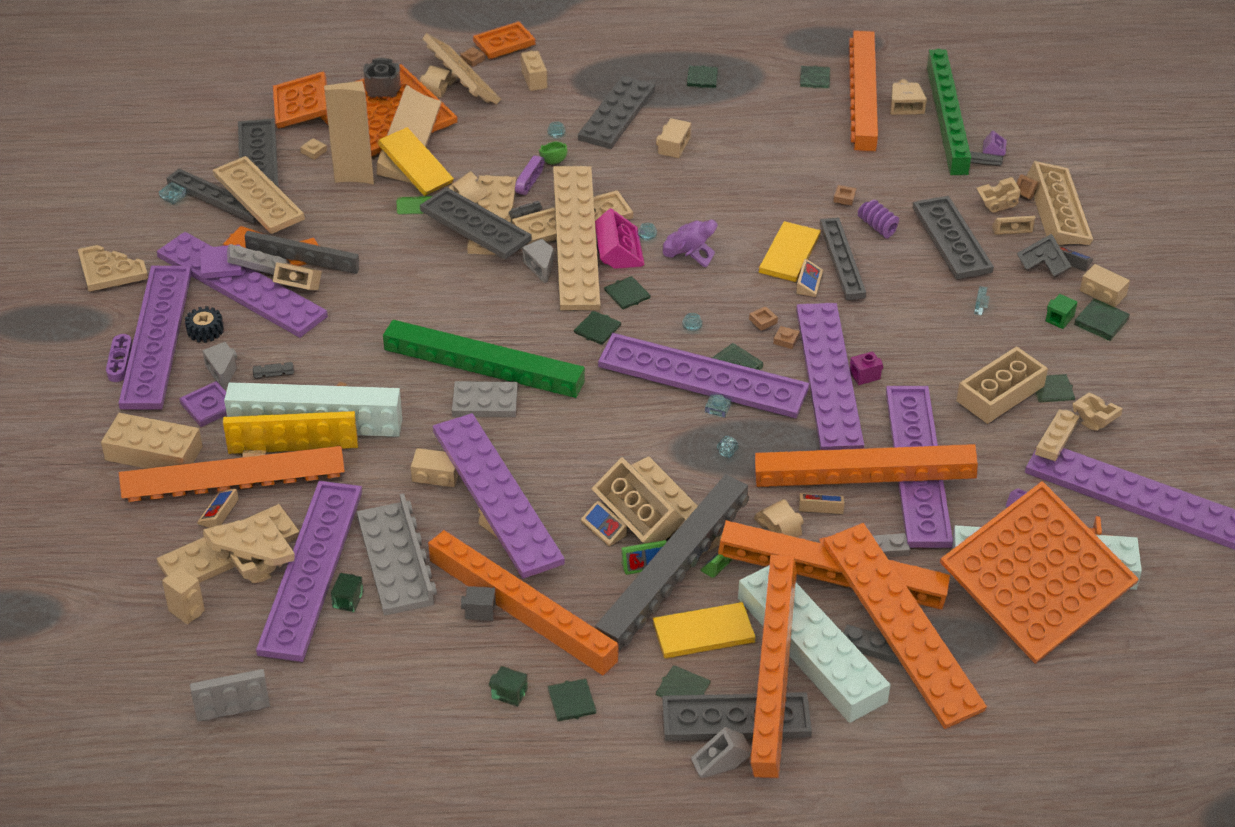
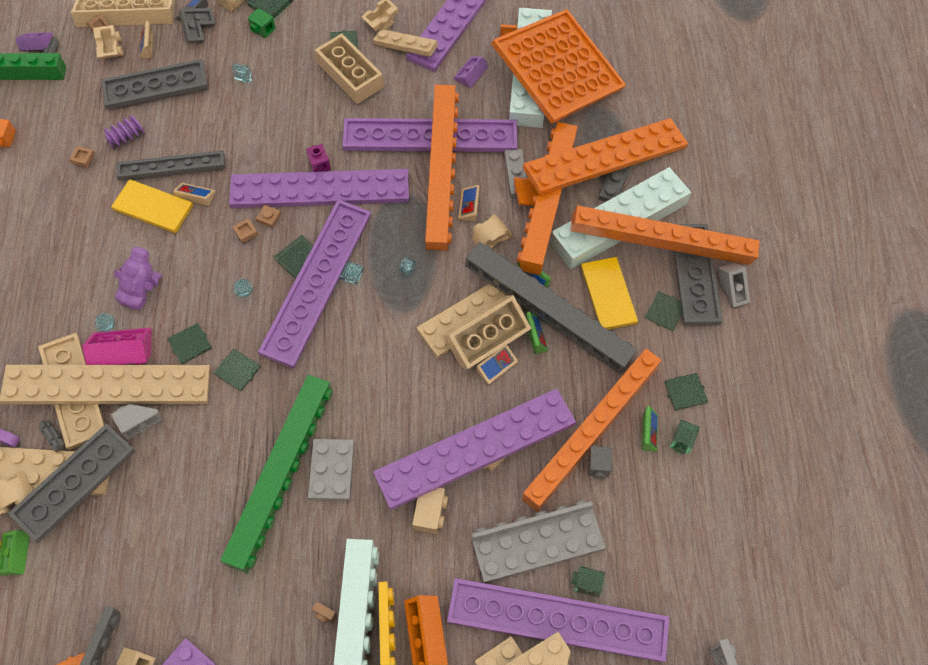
camera: 90 degrees left, 20 degrees up
(520, 656) = (649, 430): none -> bright green slope

